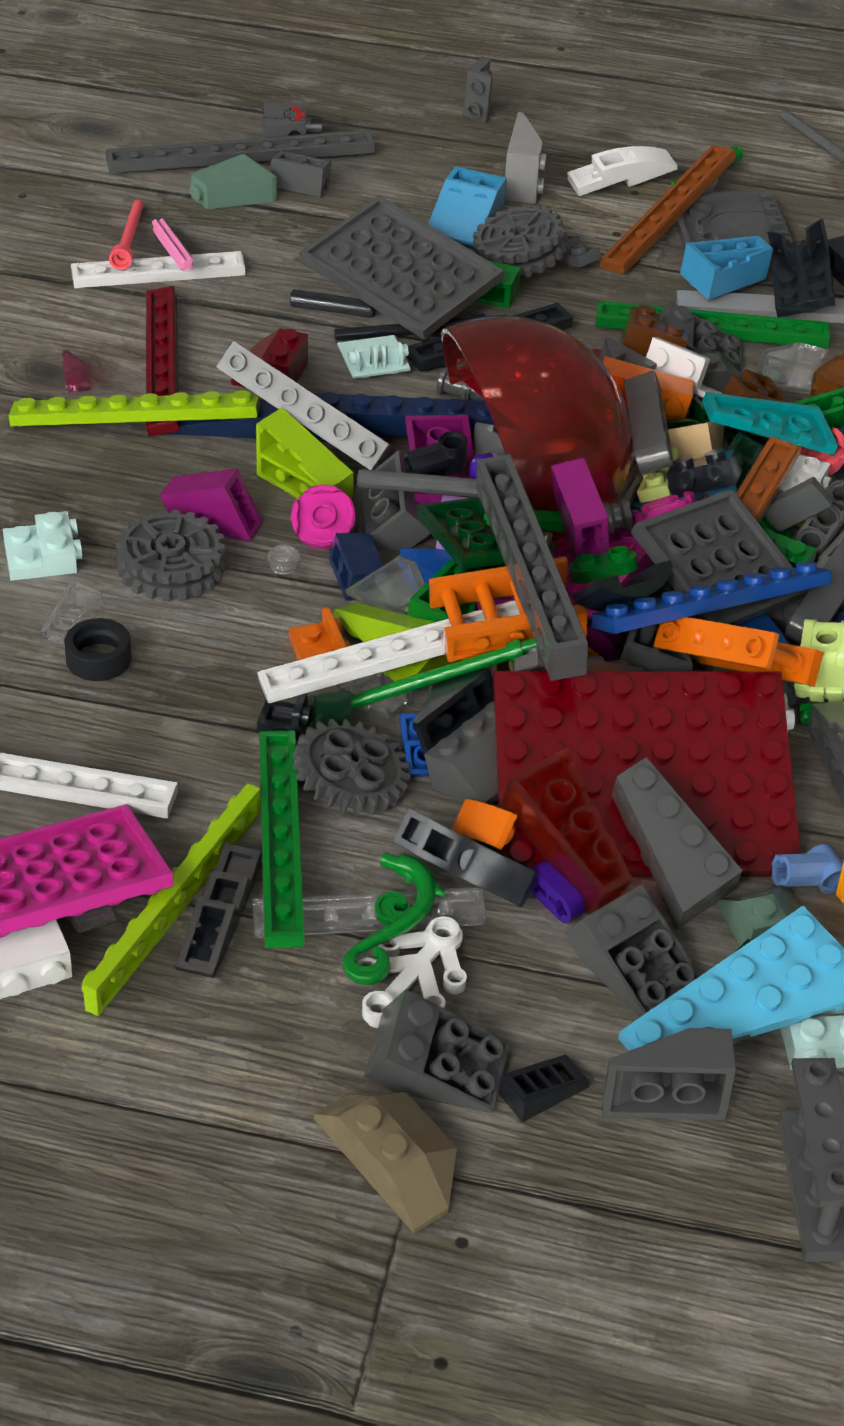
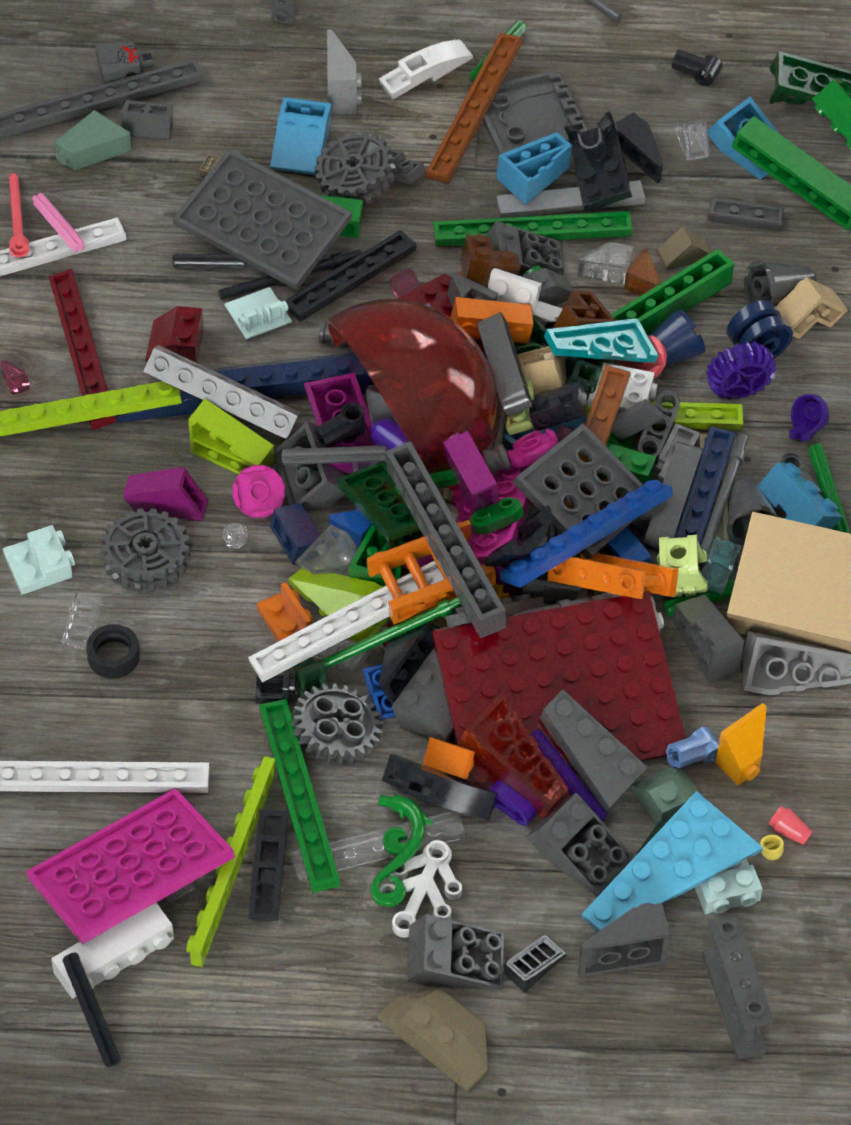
camera: 10 degrees left, 10 degrees up
(636, 867) = (567, 774): none -> dark purple axle

